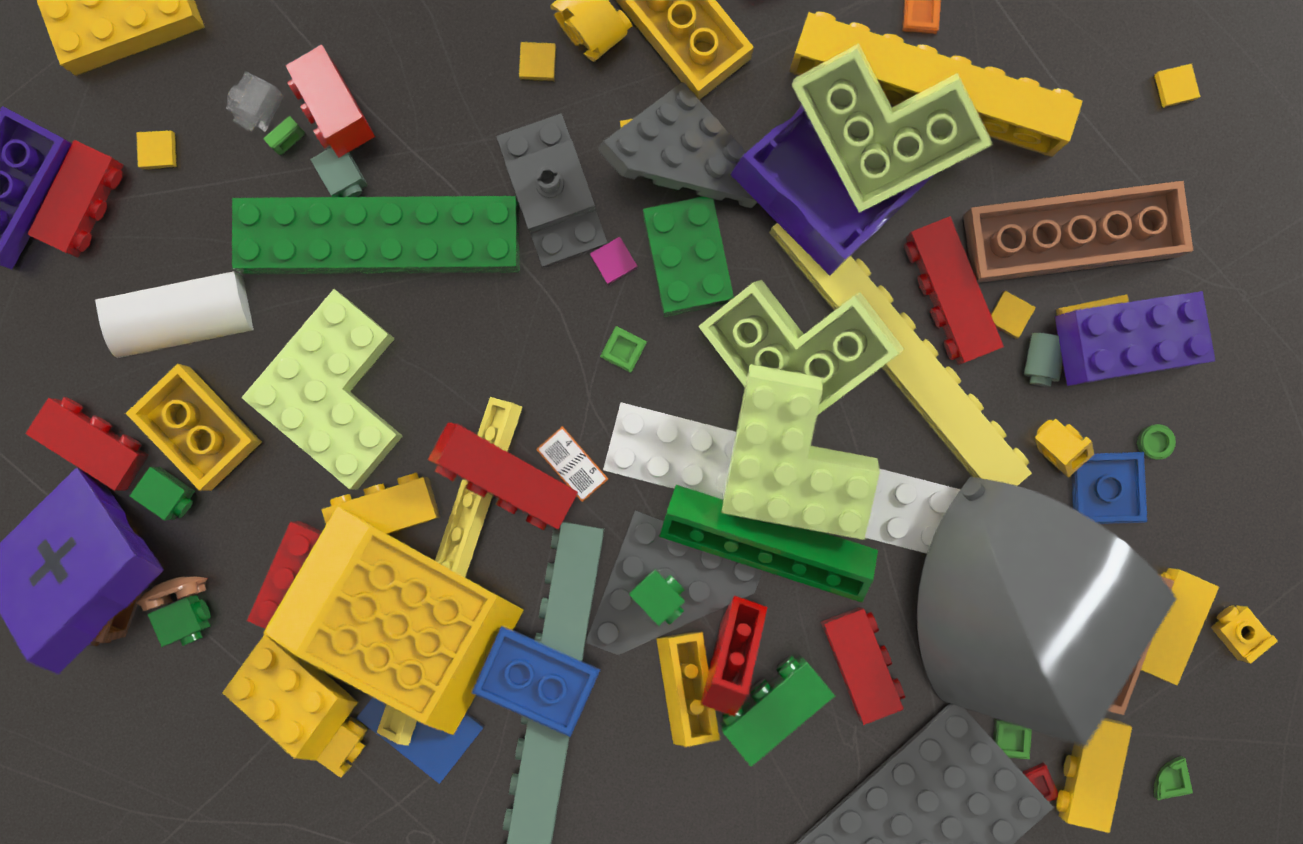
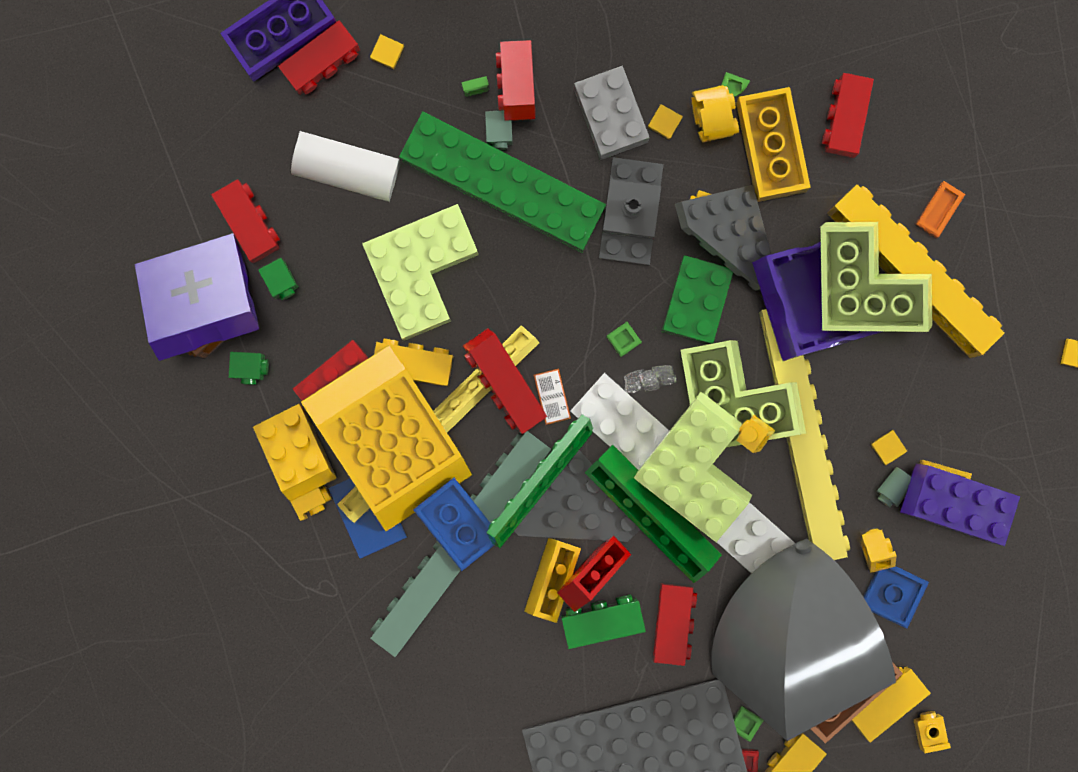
camera: 25 degrees right, 0 degrees up
(161, 593) = (243, 343): nougat dish -> none
(193, 427) = (320, 246): yellow brick -> none
(253, 102) = (466, 54): clear brick -> none
(465, 82) = (611, 112): none -> light grey brick
(611, 570) = (540, 481): none -> green plate
(613, 260) = (647, 278): dark pink tile -> none
(659, 597) = (565, 511): green brick -> none
(679, 381) = (649, 379): none -> clear plate
(843, 382) = (754, 434): none -> yellow brick
(953, 291) = (859, 412): red brick -> none
(1078, 231) = (959, 416): nougat brick -> none
(1156, 442) = (940, 580): bright green tile -> none

